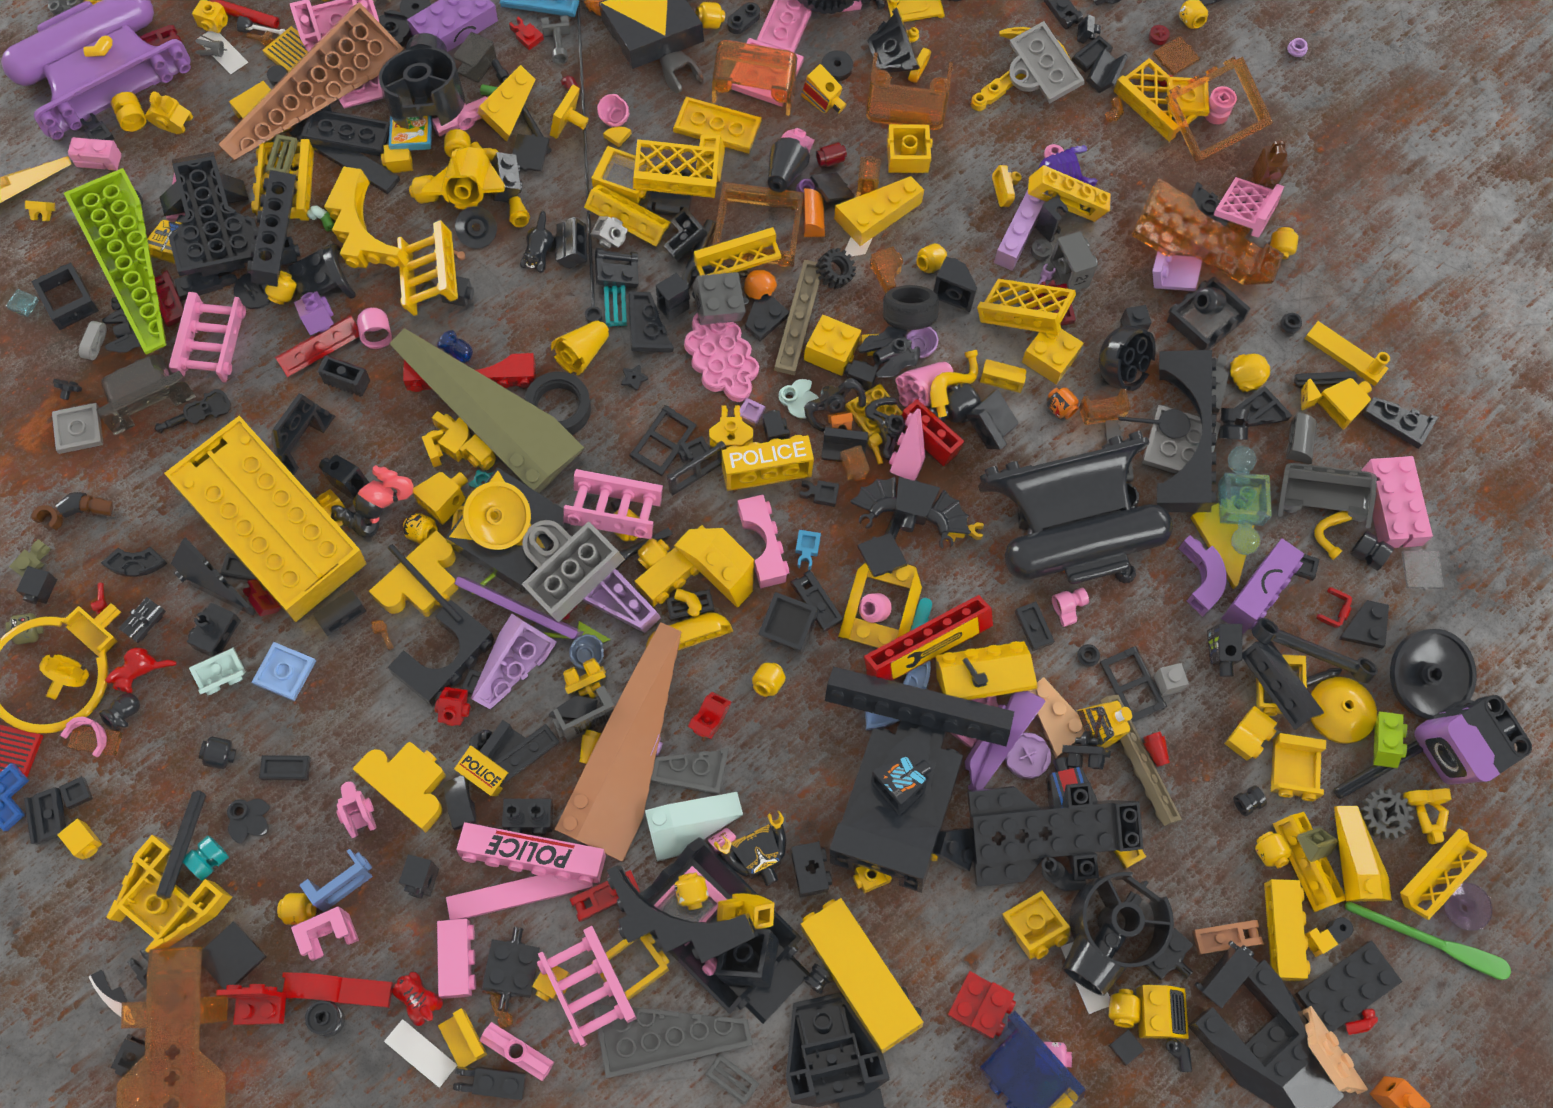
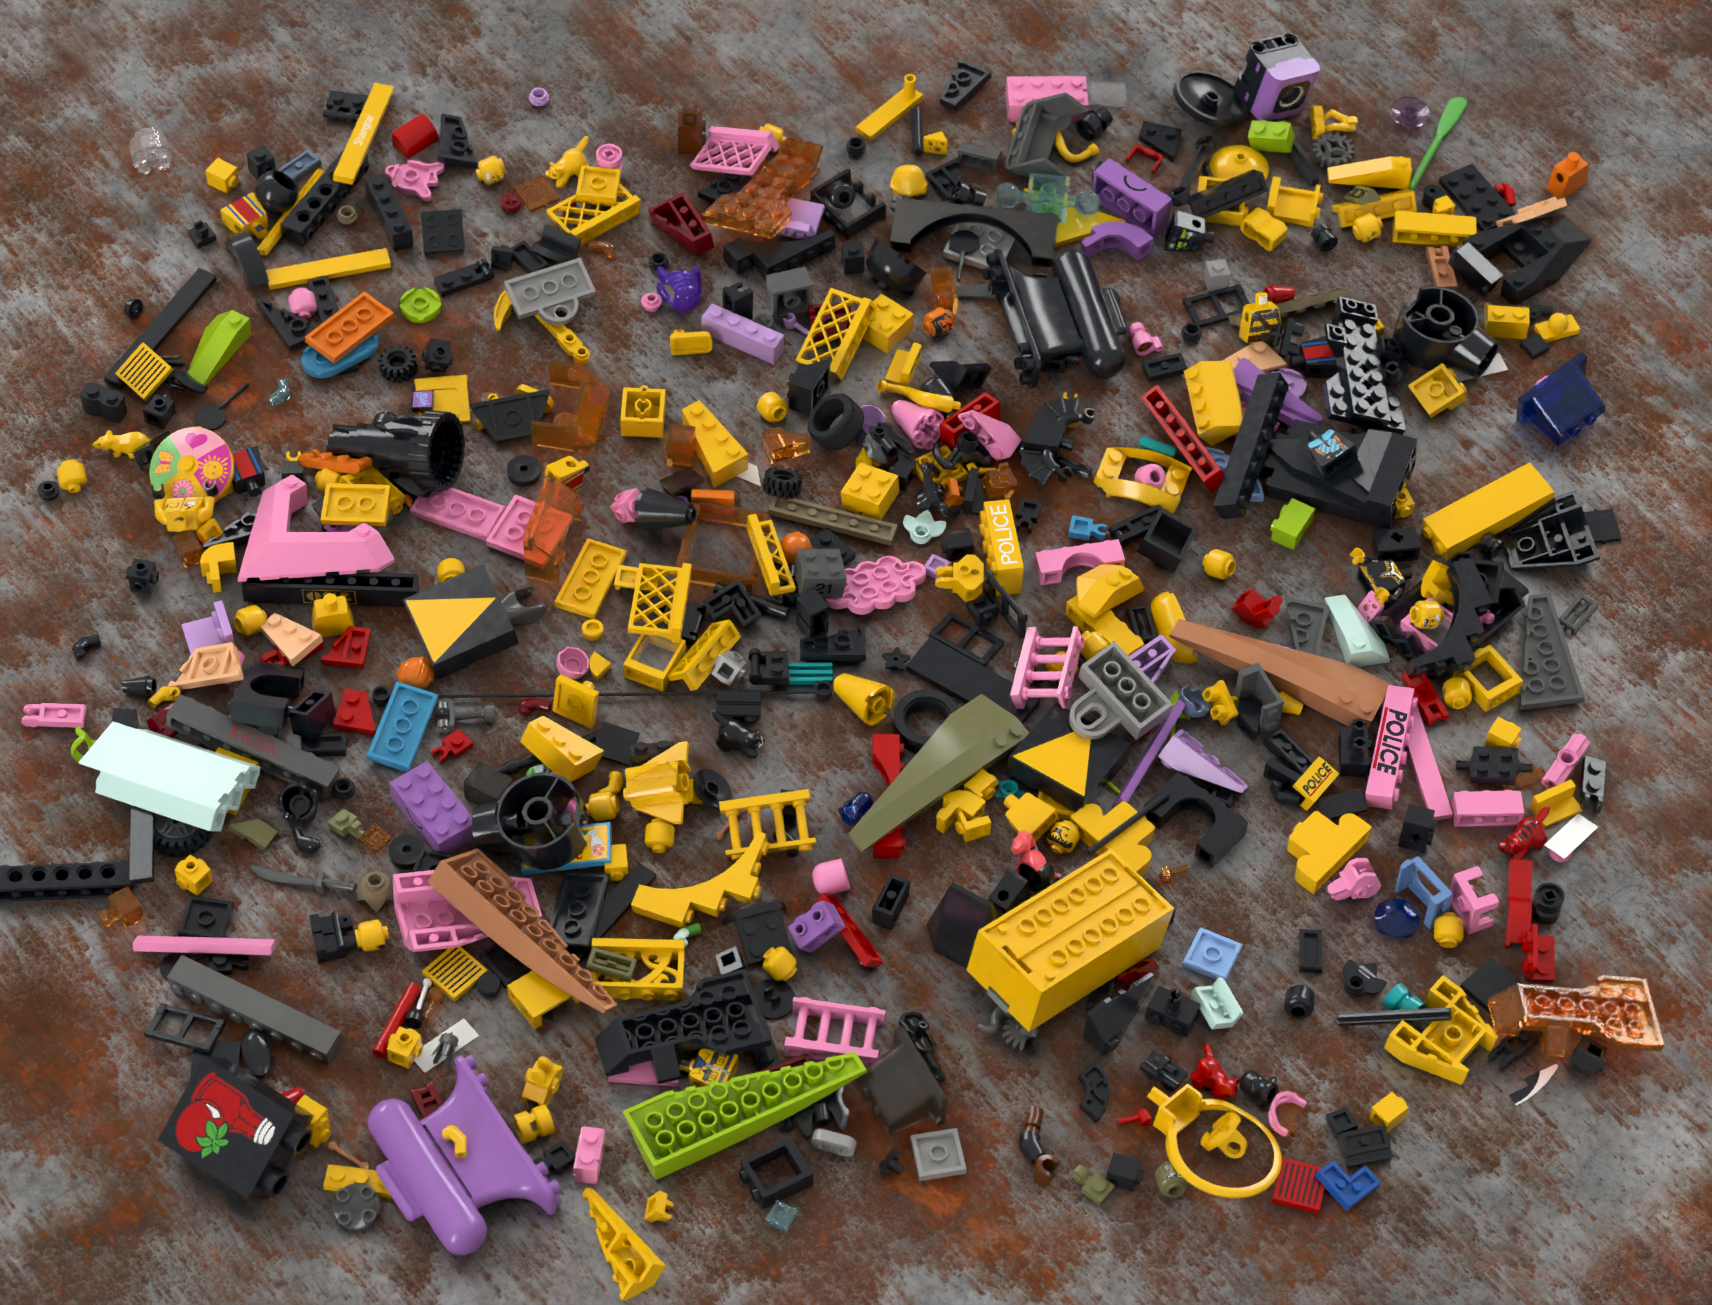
camera: 85 degrees left, 15 degrees down
(273, 228) = (717, 955): black brick -> none
(320, 857) = (1397, 918): none -> clear blue dish
(452, 706) = (1251, 805): red brick -> none
(511, 512) = (1069, 746): yellow dish -> none
(518, 214) = (697, 752): yellow cone -> none
(607, 930) = (1457, 691): none -> yellow head
(611, 441) = (964, 677): none -> black tile
(611, 987) = (1511, 677): bright pink fence -> none
(658, 129) = (592, 630): none -> yellow tile
(691, 600) = (1148, 613): yellow arm -> none
(746, 15) = (450, 546): black plate -> none
(830, 756) = (1292, 523): none -> lime brick
(831, 154) = (641, 477): dark red brick -> none
(882, 555) = (1097, 467): black piece -> none
(977, 679) = (1227, 399): black hand -> none
(982, 1006) = (1507, 436): red plate -> none
(1071, 192) = (715, 279): yellow brick -> none
(1106, 153) = (658, 259): none -> black plate
(1124, 256) = (776, 257): none -> black arch
(1124, 1008) = (1507, 338): yellow head -> none
(1158, 162) = (682, 223): none -> dark red wedge
(1158, 1076) = (1557, 327): none -> yellow tile
(1203, 64) = (569, 164): none -> yellow animal
(1251, 91) = (651, 150): clear orange window -> none
(1345, 400) = (944, 117): yellow torso -> none
(1434, 873) = (1378, 125): yellow fence -> none

